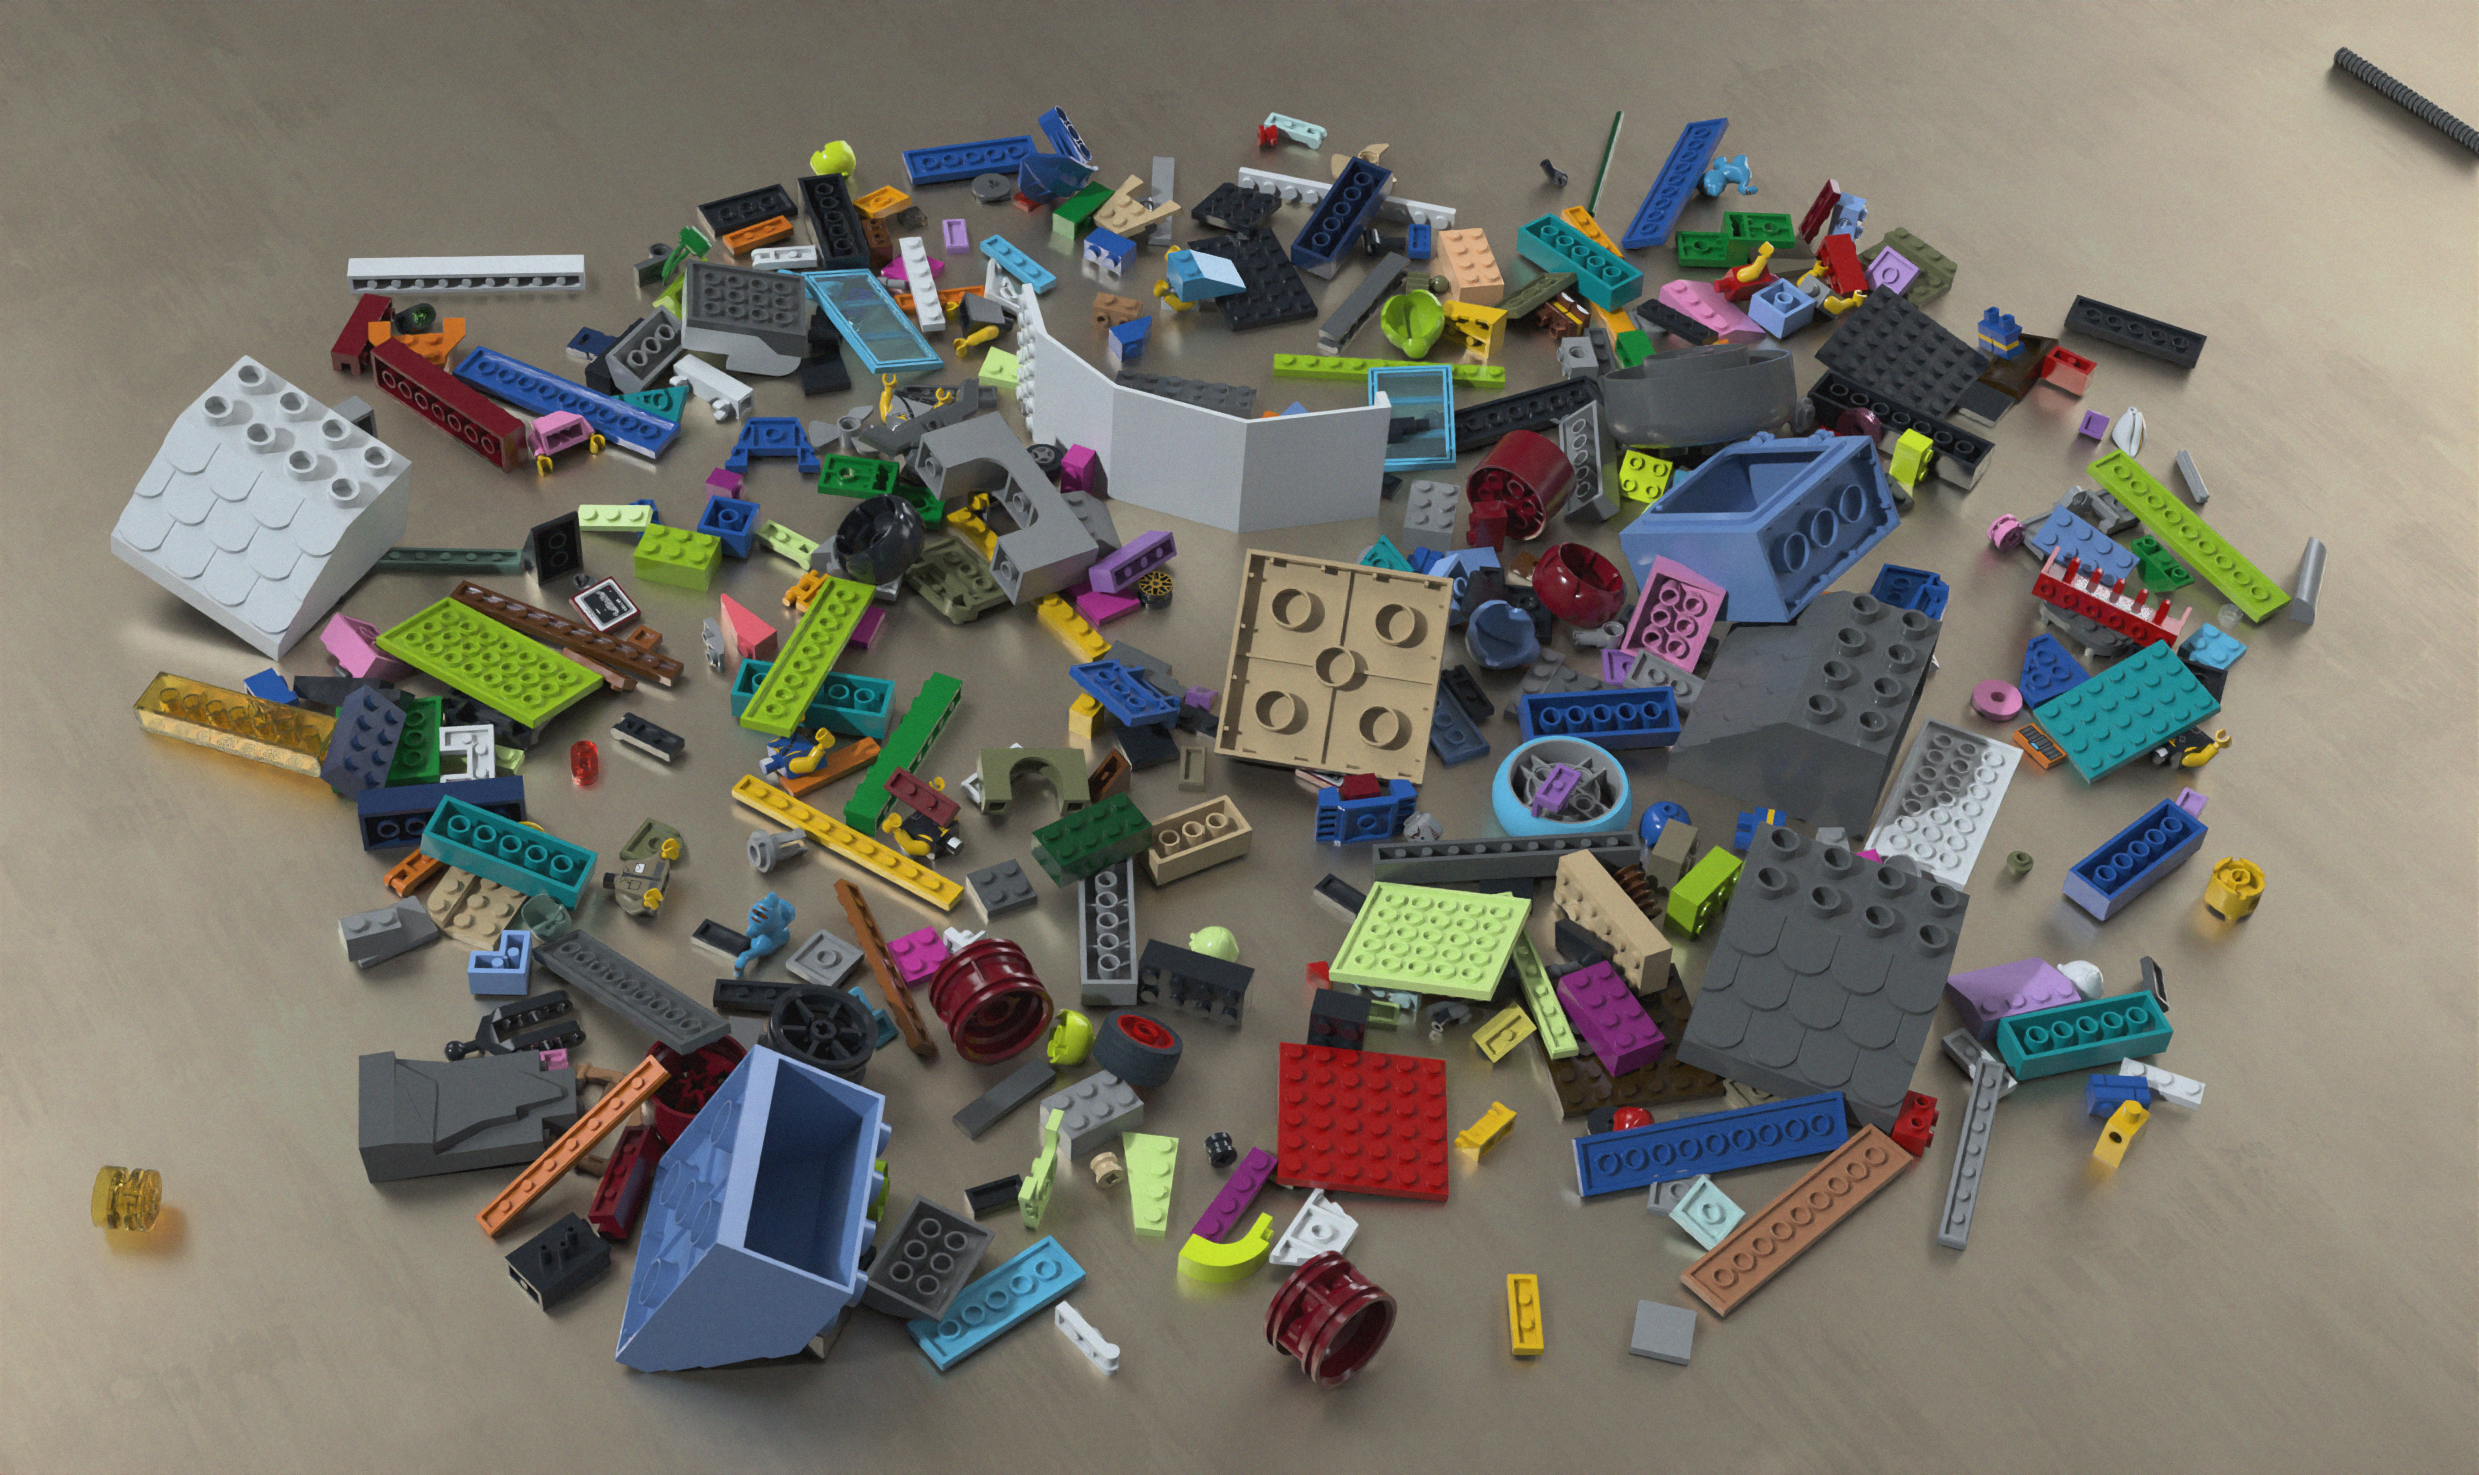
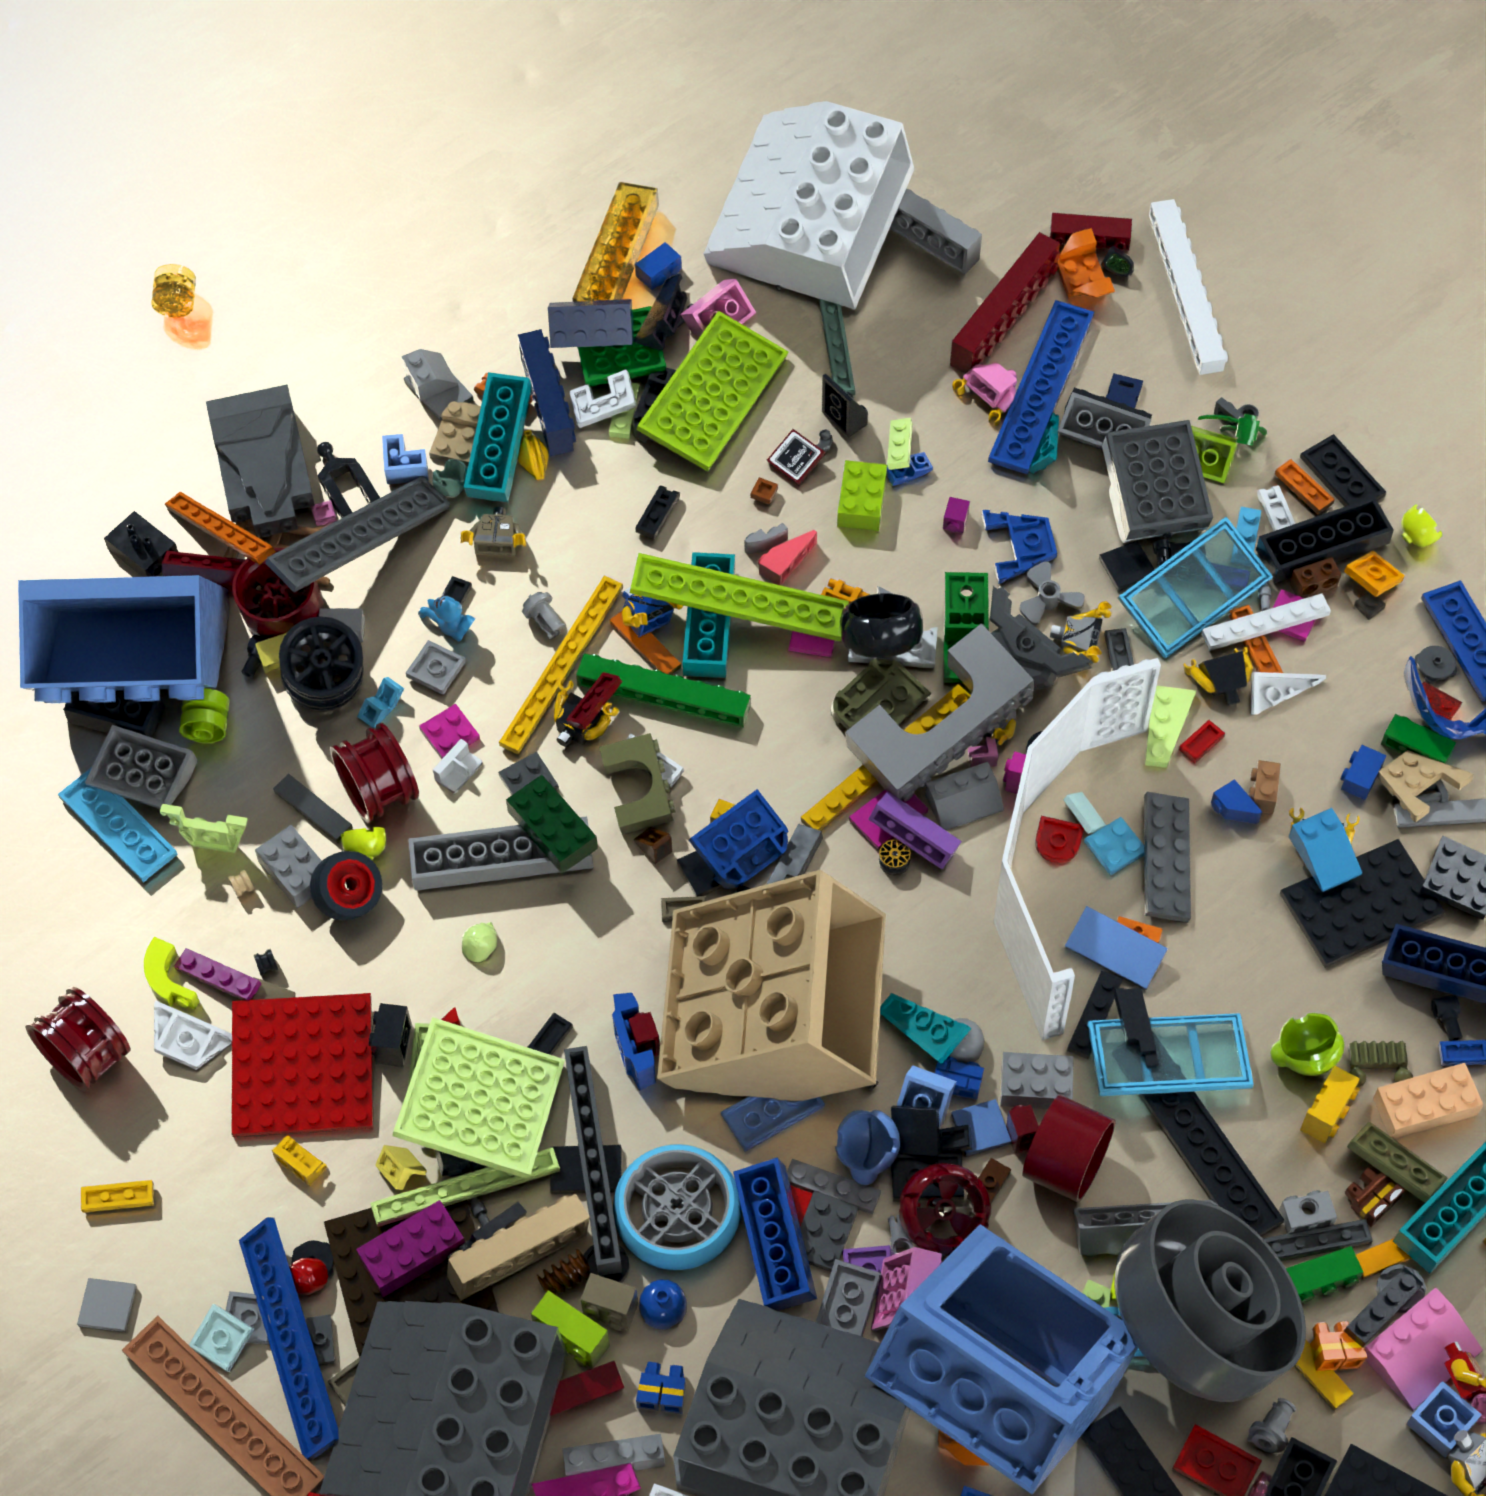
camera: 90 degrees right, 15 degrees up
(569, 633) = (763, 438): reddish brown plate -> none
(584, 763) = (626, 476): clear red plate -> none
(617, 680) = (724, 465): dark orange plate -> none
(649, 841) = (545, 538): olive tile -> none
(713, 386) = (1083, 487): white brick -> none
(733, 522) = (902, 523): blue brick -> none
(749, 994) = (395, 636): black plate -> none
(786, 542) = (900, 569): yellowish green plate -> none
(885, 968) = (437, 699): dark orange plate -> none
(955, 236) = (1354, 643): lavender tile -> none
(994, 1196) = (215, 807): black tile -> none
(1018, 263) = (1322, 698): medium azure plate -> none
(1087, 1339) = (84, 886): white plate -> none
(1150, 1179) = (242, 917): yellowish green wing -> none
(1195, 840) = (587, 910): tan brick -> none
(1195, 983) = (423, 924): black brick -> none
(1357, 369) = (1248, 1005): lime plate -> none
(1363, 303) = (1346, 1004): dark grey piece -> none
(1422, 827) = (623, 1092): light grey head -> none
(1467, 692) = (809, 1125): black plate -> none
(1556, 790) = (643, 1182): medium lavender panel -> none

